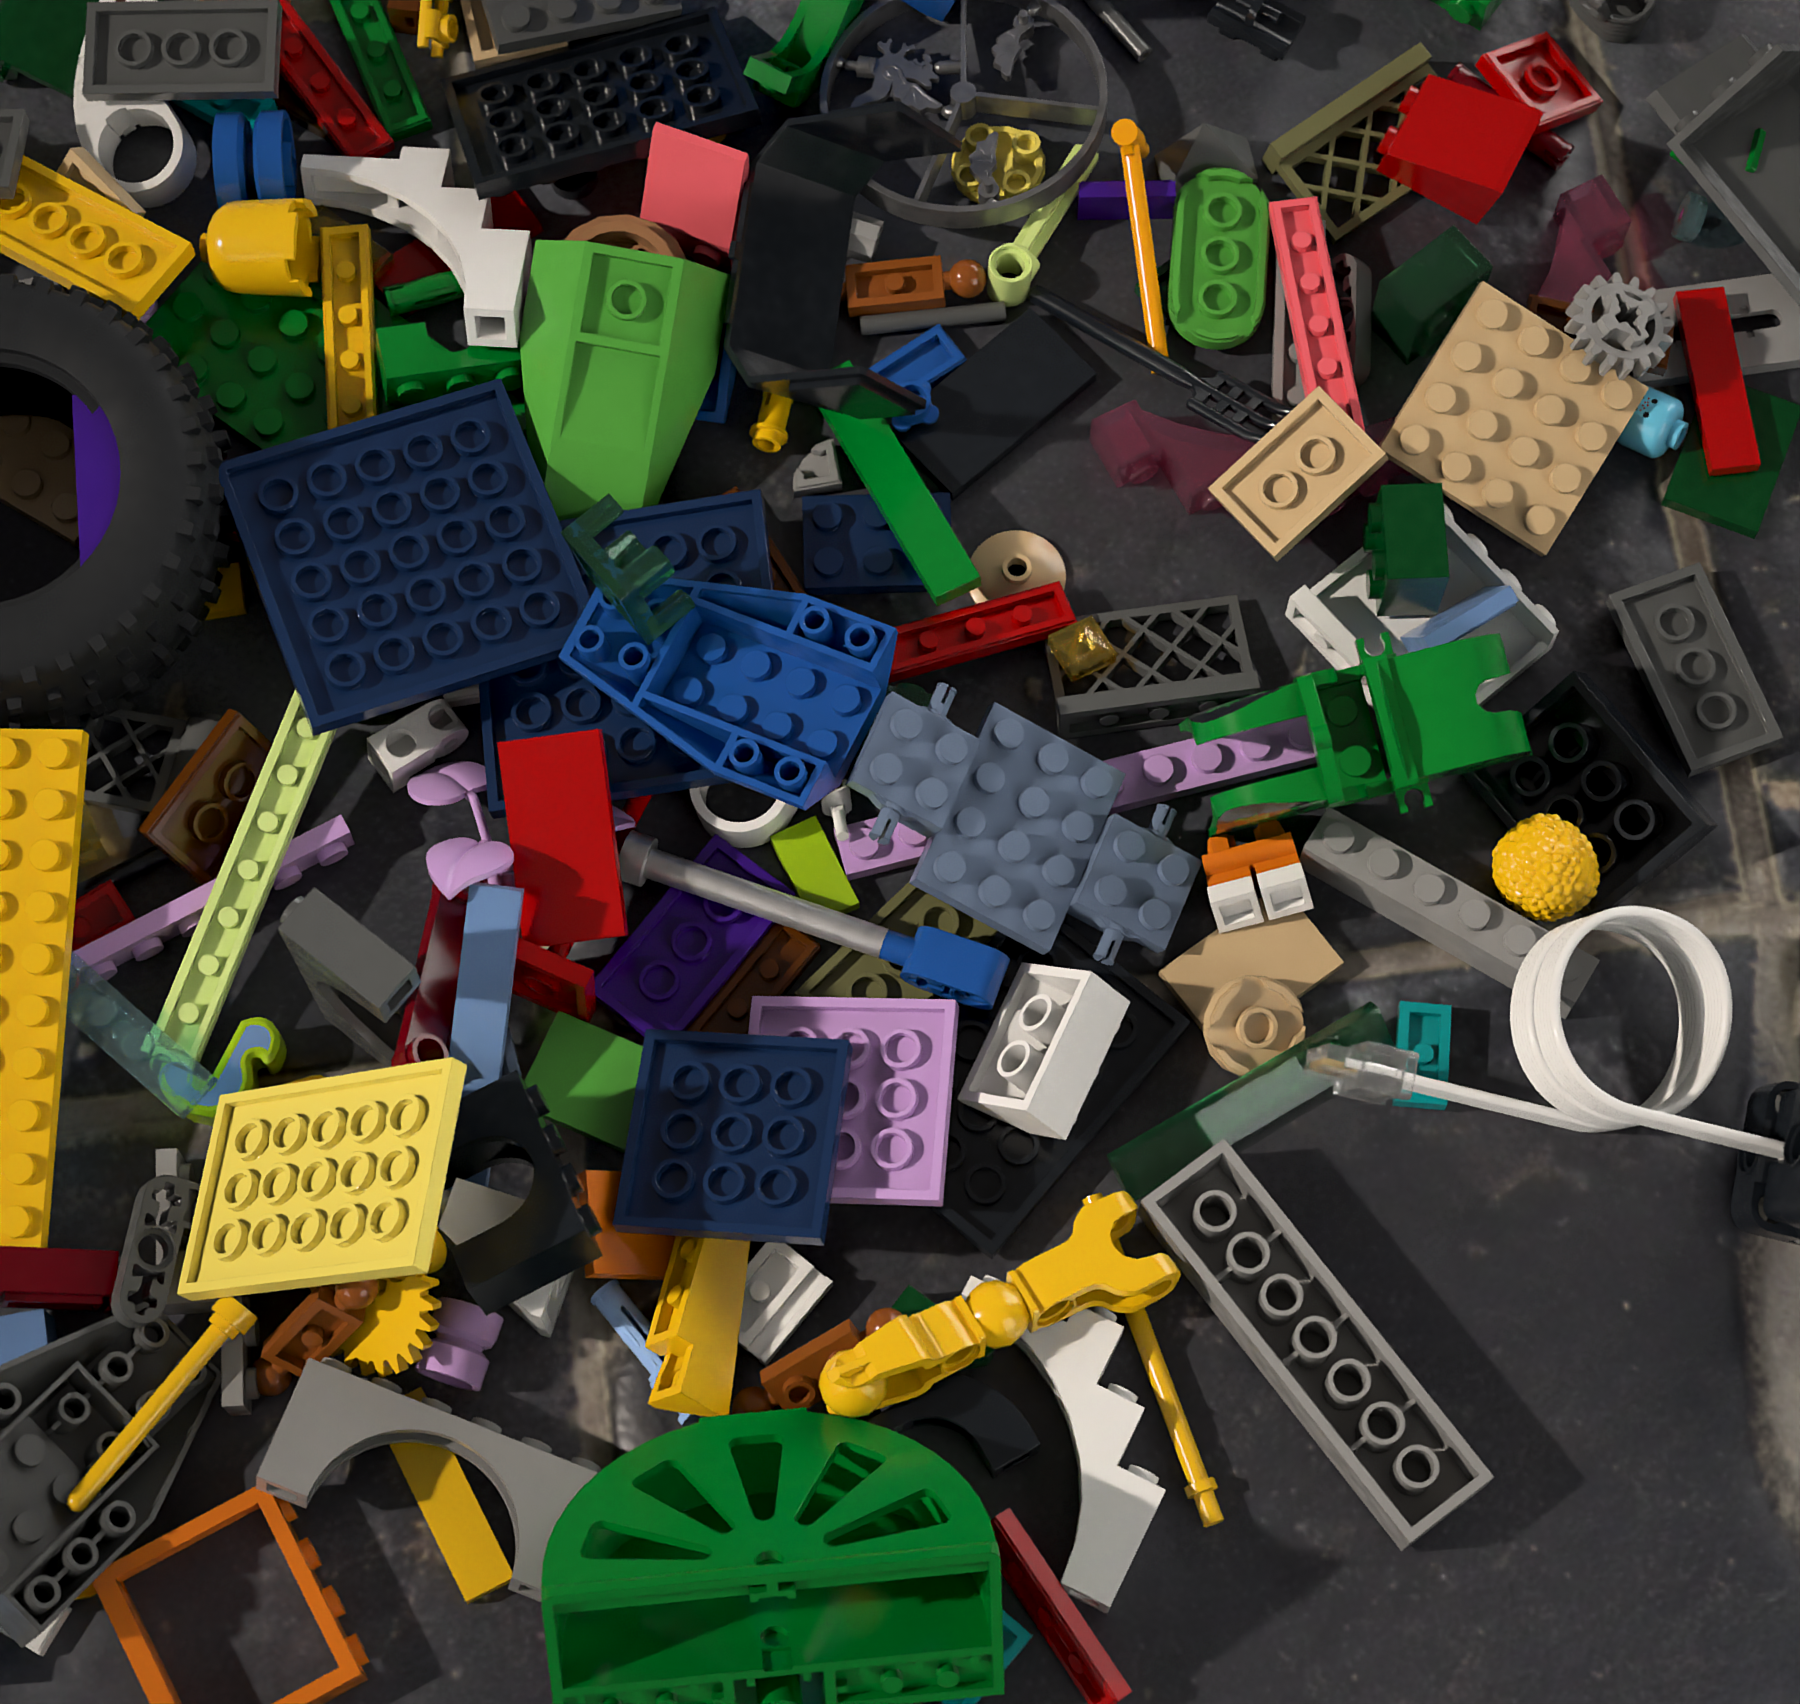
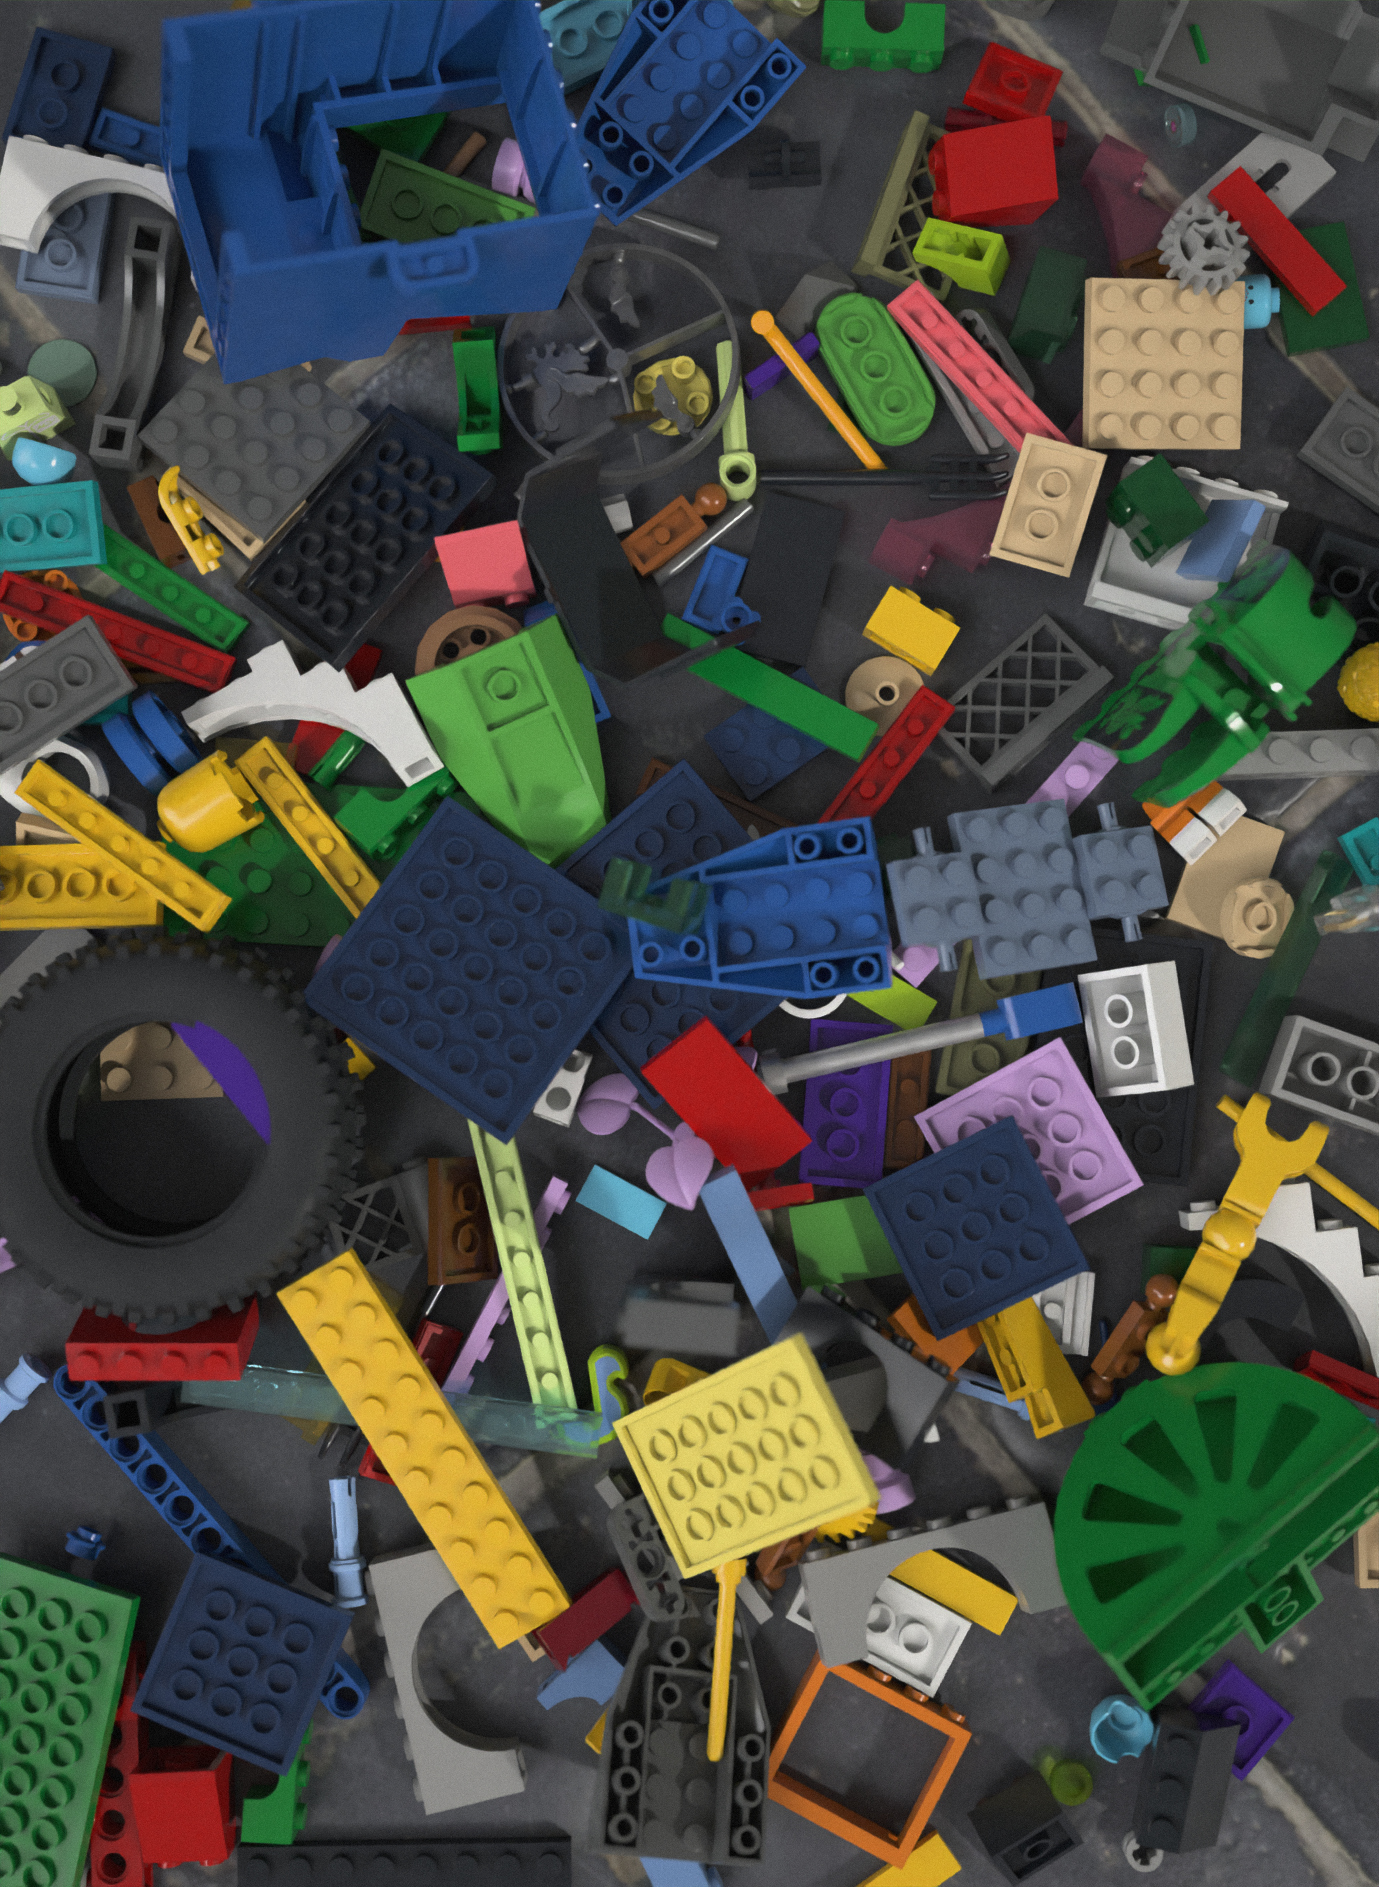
camera: 30 degrees left, 15 degrees up
(154, 226) = (123, 846): none -> yellow tile
(366, 1528) = (904, 1632): none -> white plate
(391, 895) = (621, 1201): none -> medium azure tile
(431, 1006) = (707, 1258): dark red piece -> none
(770, 428) = (647, 700): yellow pin -> none
(818, 471) = (699, 708): light grey tile -> none
(1081, 648) = (971, 724): clear yellow tile -> none
(1084, 523) = (911, 629): none -> yellow brick
(1383, 203) = (965, 254): none -> lime arch

